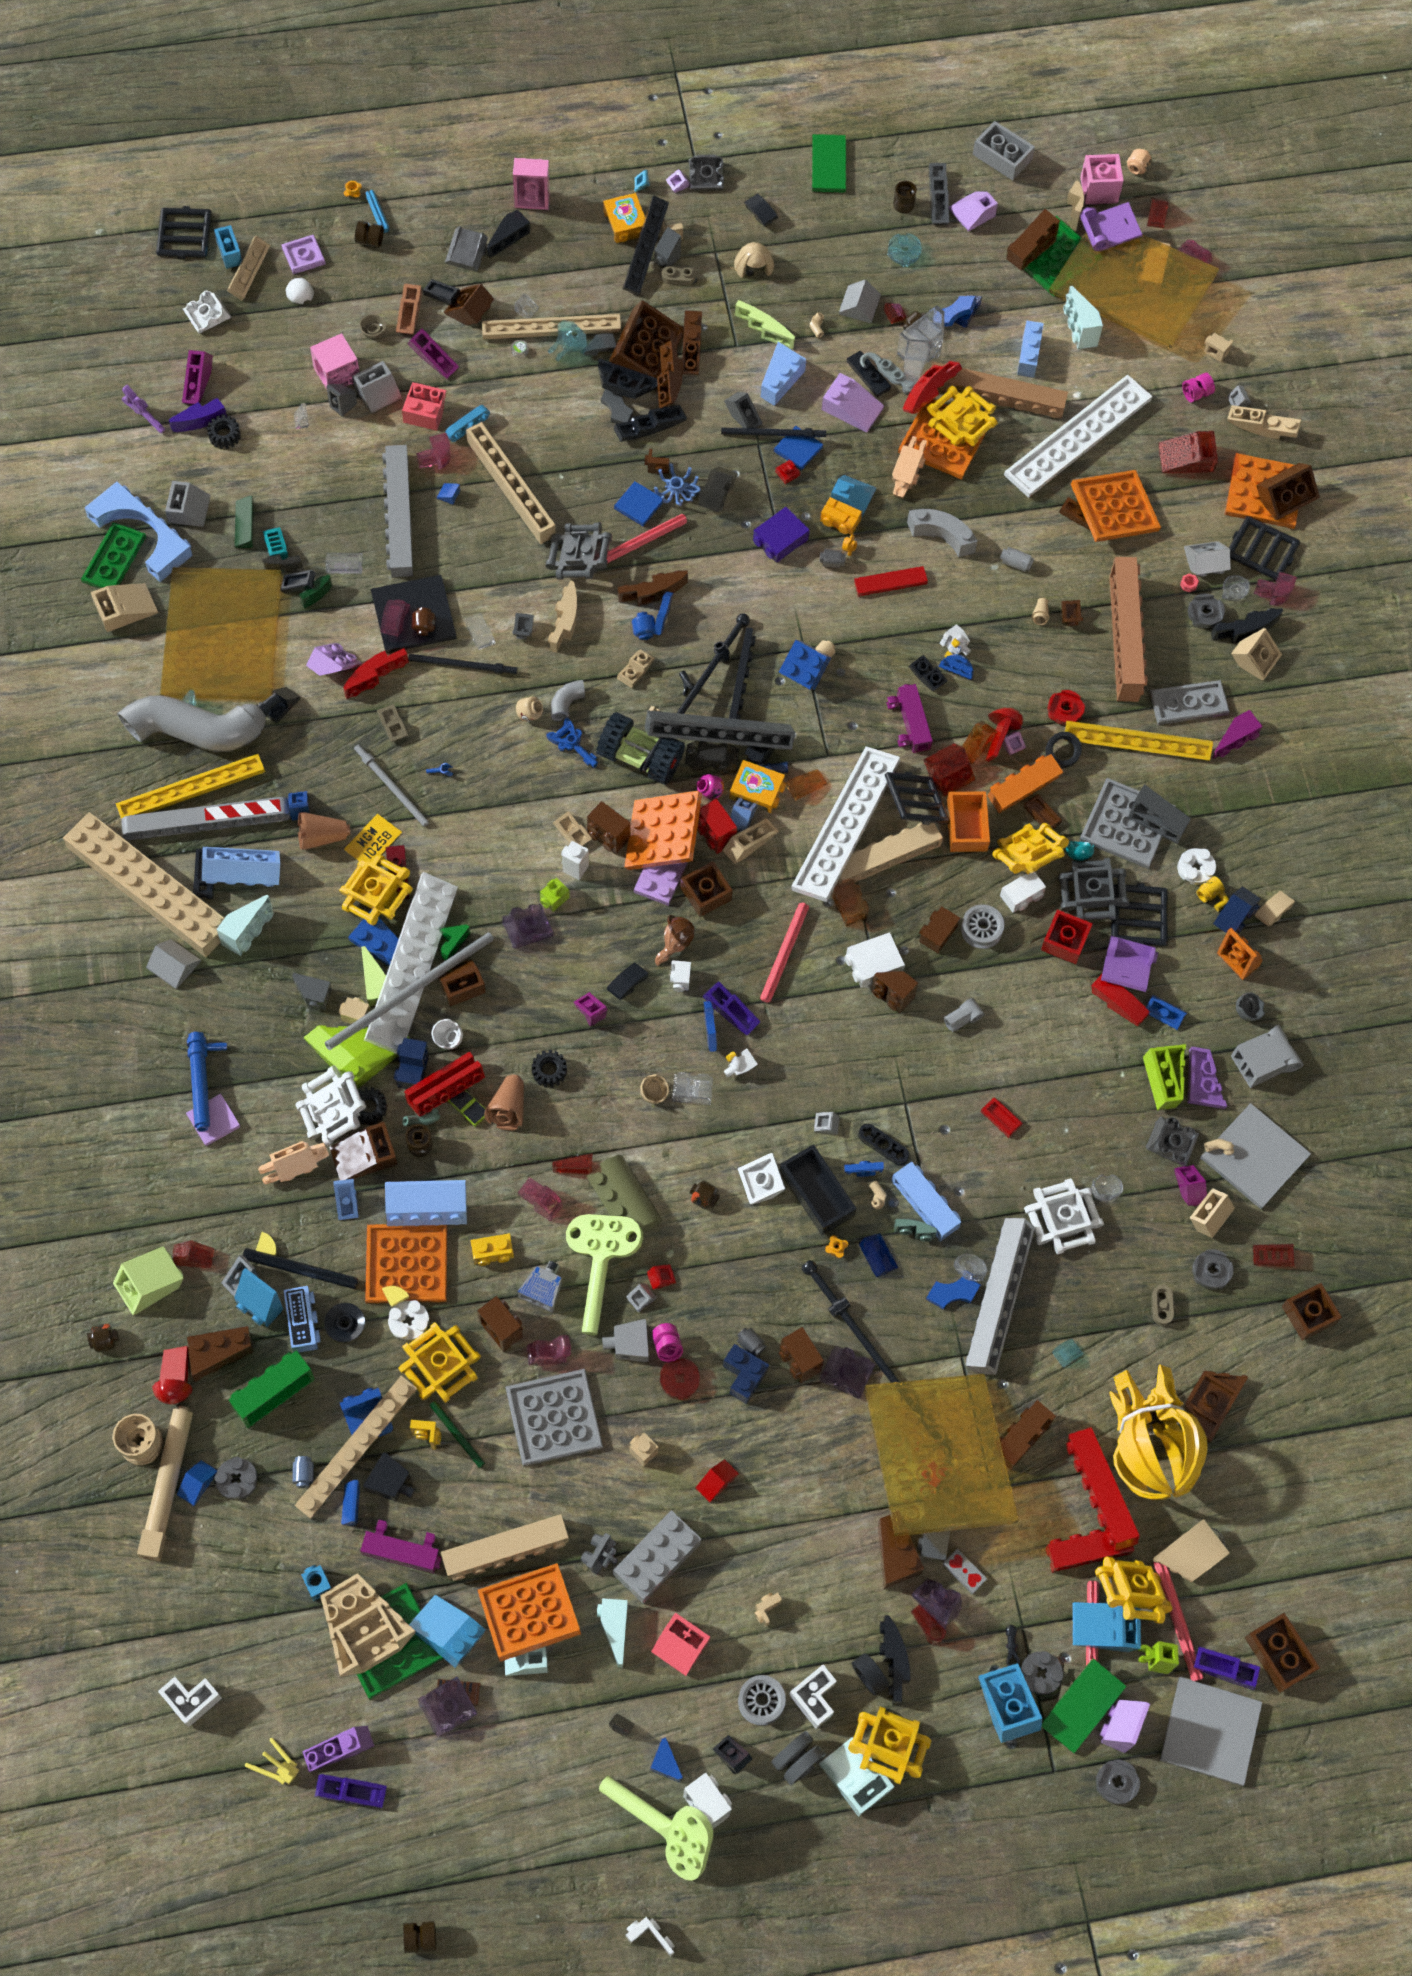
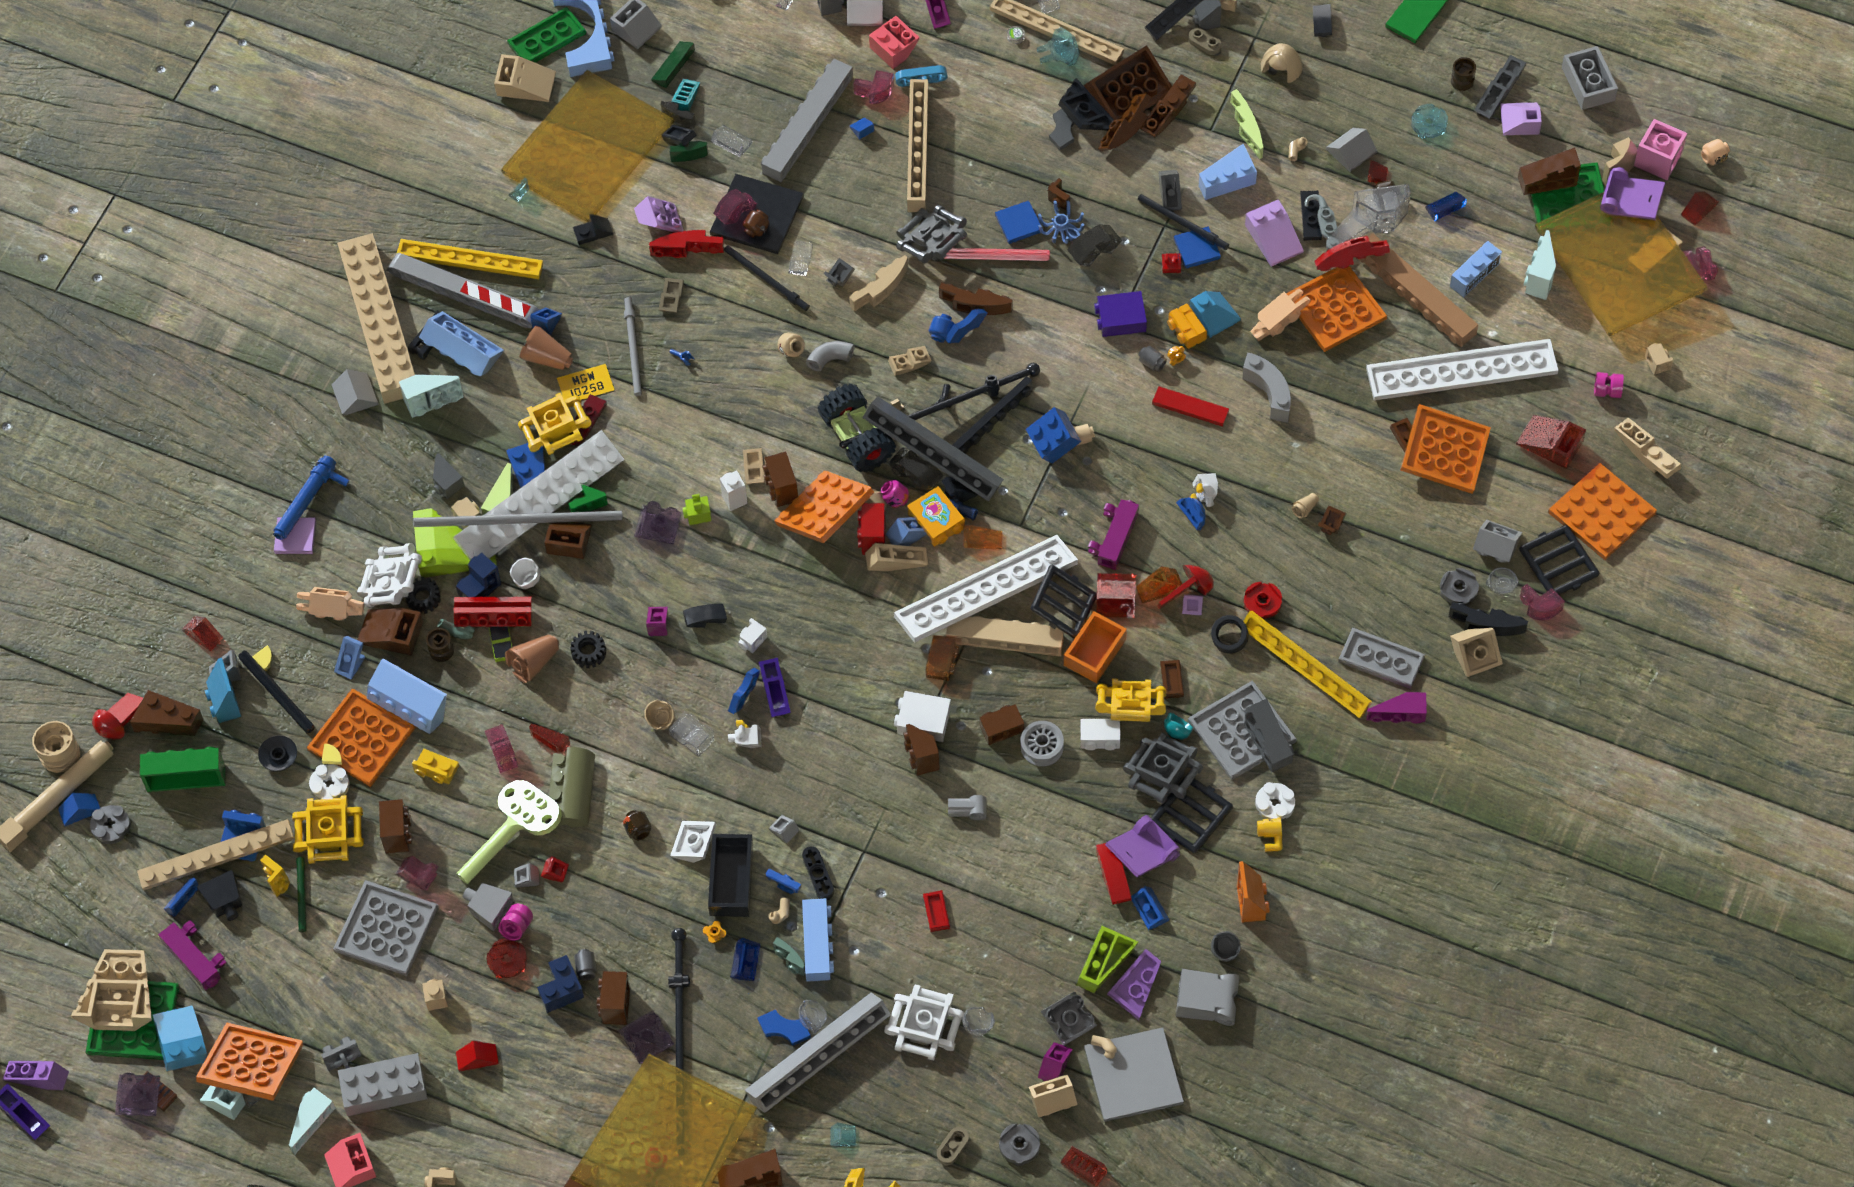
camera: 40 degrees right, 5 degrees down
(102, 1337) = (88, 654): dark brown head -> none
(147, 1279) = (154, 629): yellowish green slope -> none
(195, 724) = (508, 209): light grey animal -> none
(301, 1319) = (246, 731): brick -> none
(302, 1472) = (162, 849): sand blue brick -> none
(315, 1591) = (107, 931): dark azure brick -> none
(505, 1547) = (272, 1003): tan brick -> none
(542, 1287) = (452, 819): light grey torso -> none
(571, 742) = (808, 392): blue piece -> none
(600, 342) = (1087, 65): dark grey slope -> none
(653, 422) = (1080, 158): black slope -> none
(660, 882) = (797, 550): lavender plate -> none
(677, 936) = (771, 602): piece -> none
(706, 889) = (826, 576): reddish brown brick -> none
(784, 952) = (855, 667): coral axle -> none
(927, 673) = (1161, 503): black slope -> none
(962, 416) = (1360, 295): yellow brick -> none
(963, 306) = (1439, 199): tile -> none
(1016, 559) = (1318, 448): light grey head -> none
(1024, 783) = (1172, 643): orange brick -> none
(1066, 936) = (1106, 792): red brick -> none
(1127, 629) = (1367, 561): nougat brick -> none
(1189, 582) = (1463, 554): coral tile -> none
(1238, 908) = (1277, 856): dark blue brick -> none
(1239, 397) = (1641, 414): light grey tile -> none
(1274, 908) = (1315, 876): tan slope -> none
(1288, 490) = (1617, 521): reddish brown slope -> none

